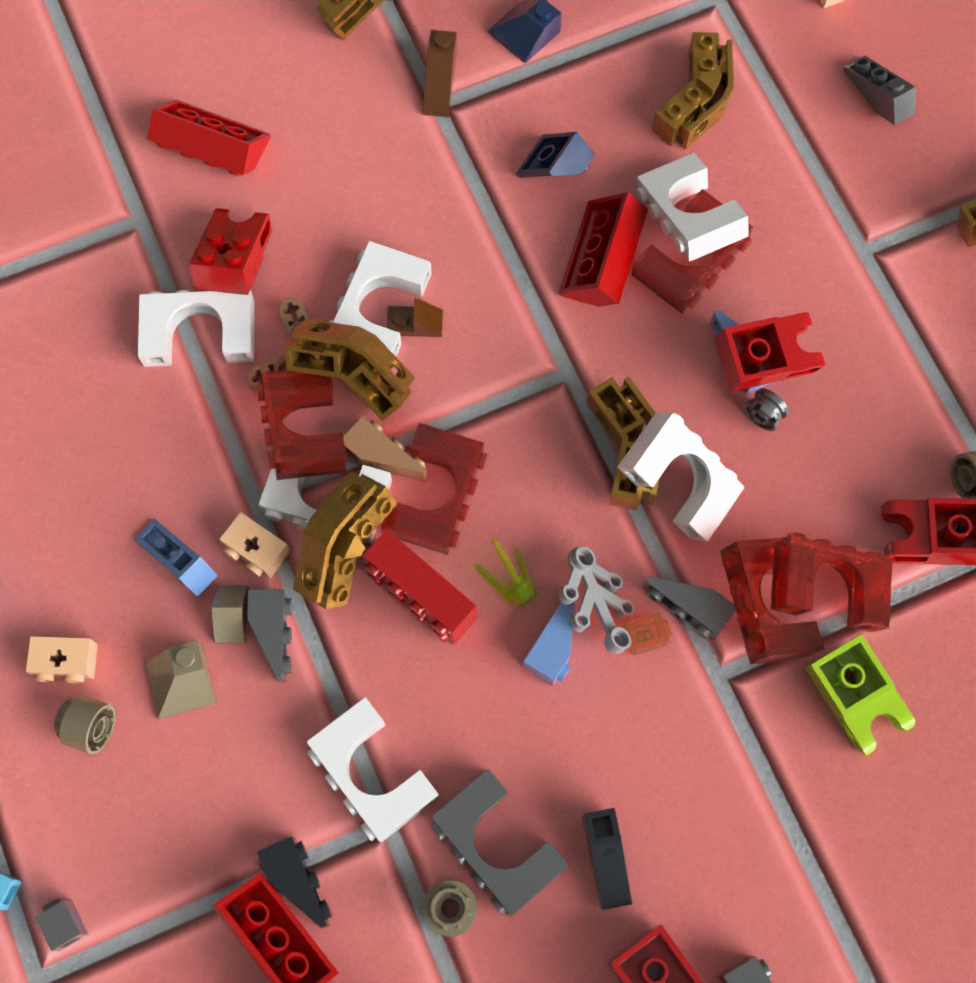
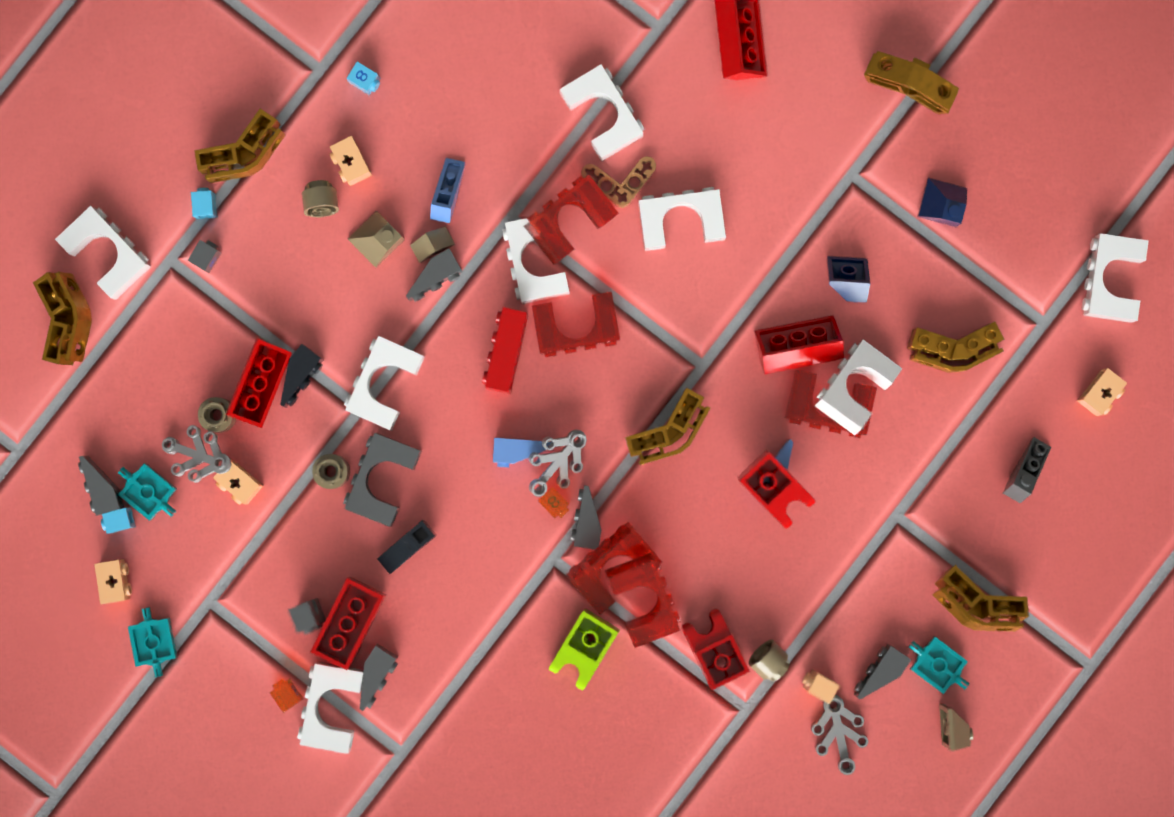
camera: 65 degrees right, 15 degrees up
(230, 253) = (662, 104): red brick -> none
(247, 532) = (483, 245): light nougat brick -> none
(337, 538) = (506, 284): pearl gold brick -> none
(353, 356) = (628, 227): pearl gold brick -> none
(371, 448) = (581, 270): medium nougat slope -> none
(420, 320) = (683, 248): reddish brown slope -> none
(440, 73) = (873, 164): reddish brown slope -> none
(520, 588) = (540, 411): clear neon green plant -> none
(713, 486) = (674, 453): white arch -> none
(766, 409) = (741, 505): dark grey wheel -> none

